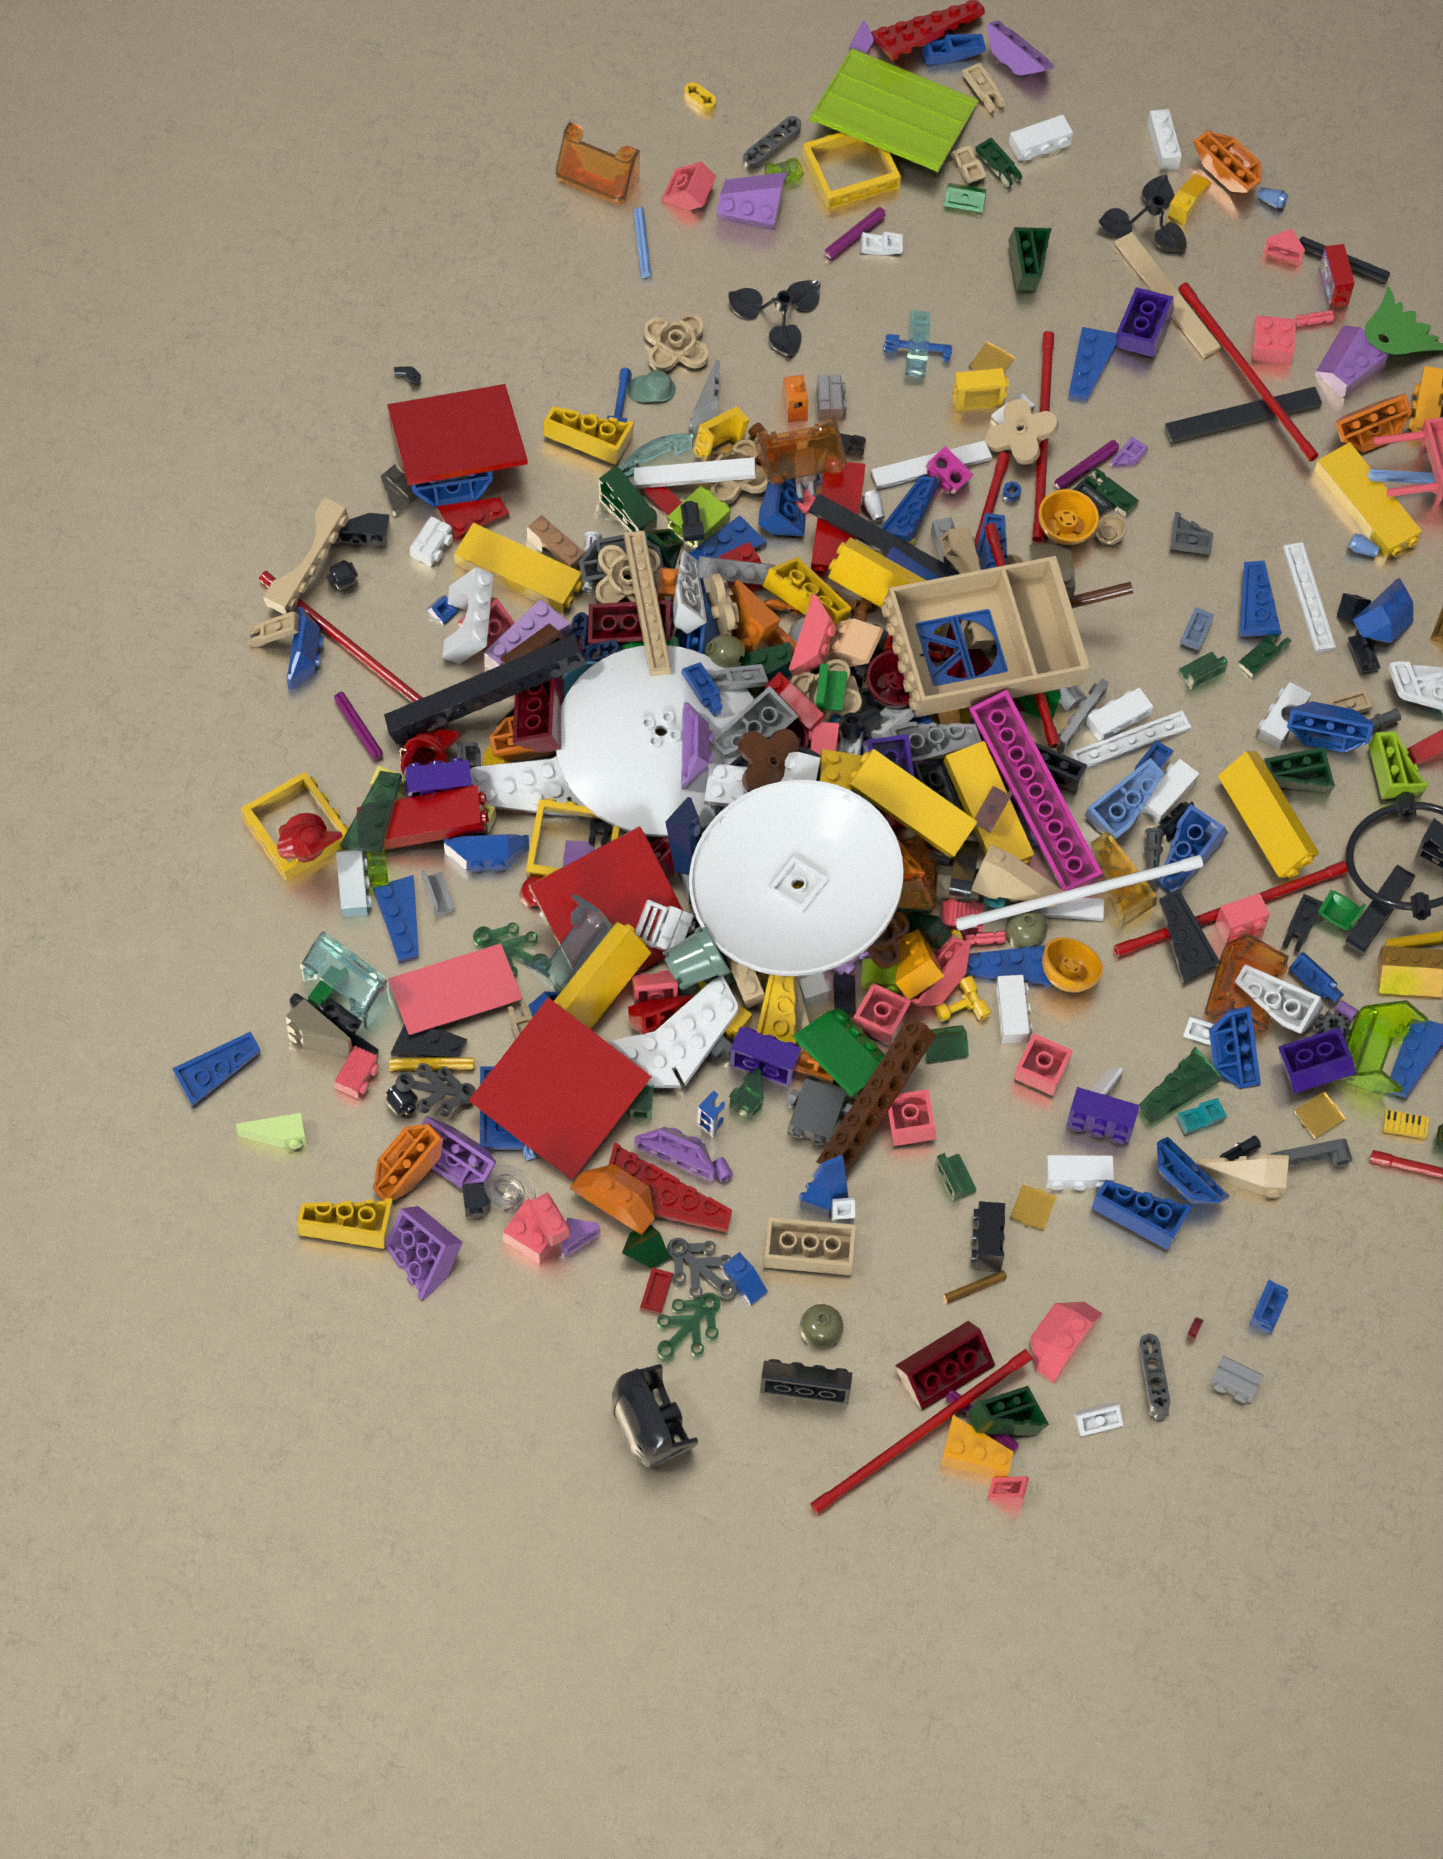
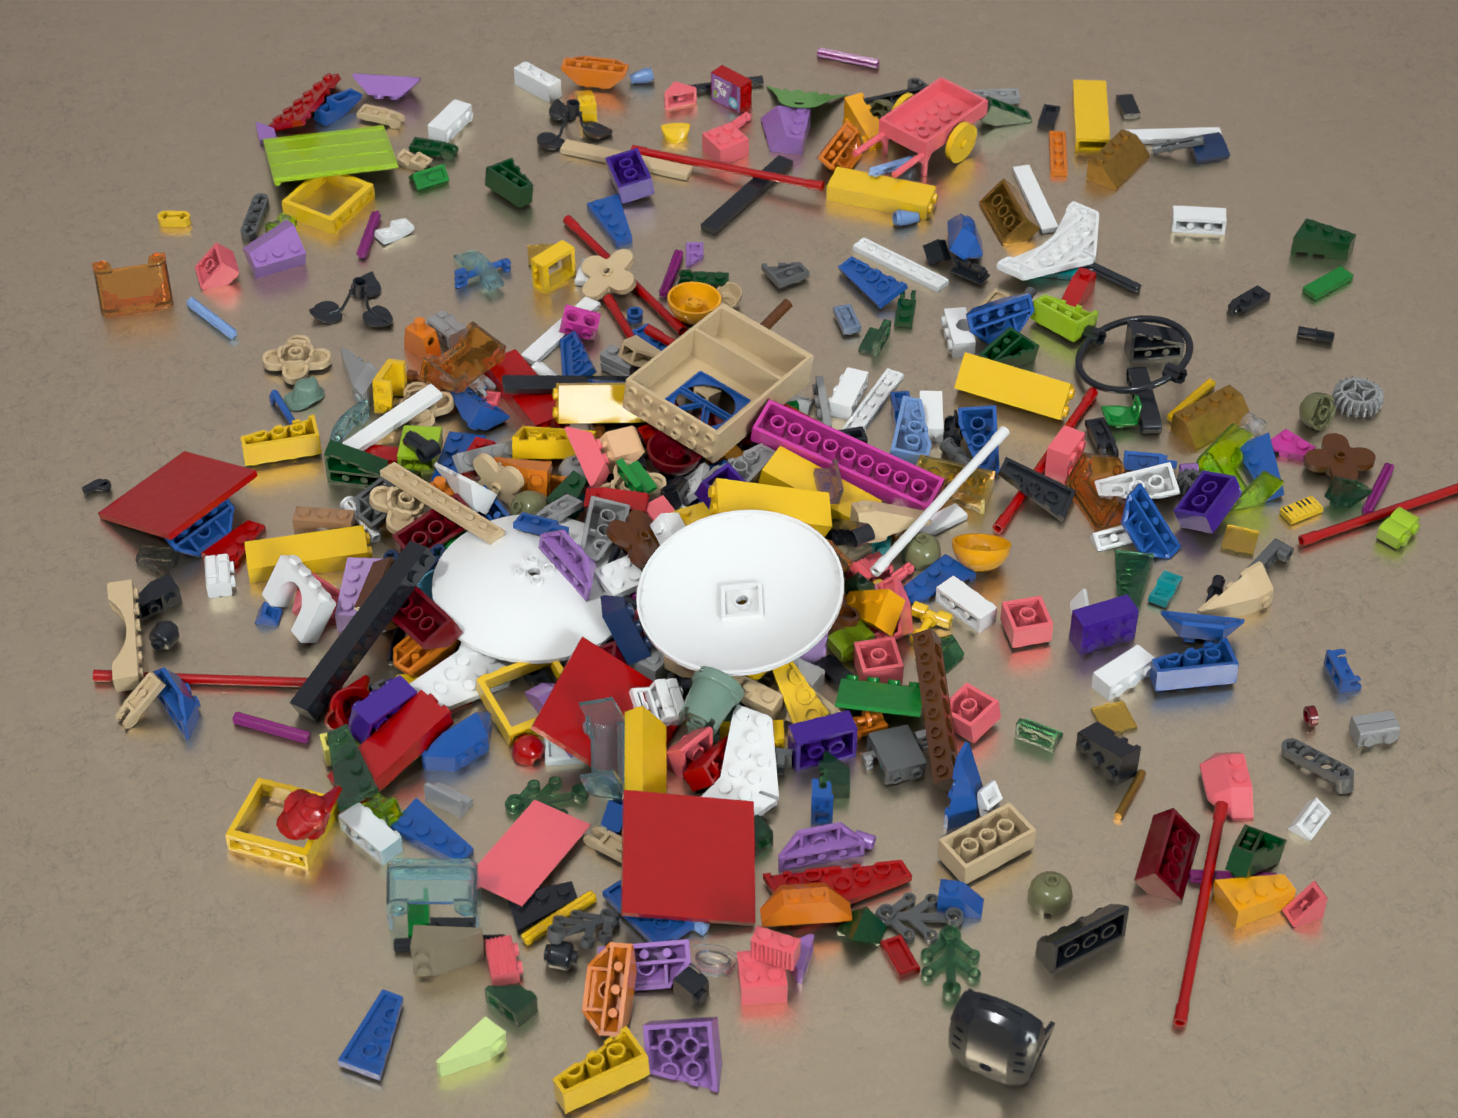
camera: 35 degrees left, 20 degrees down
(335, 1115) = (512, 1002): none -> clear green slope
(1242, 291) = (675, 132): none -> yellow piece

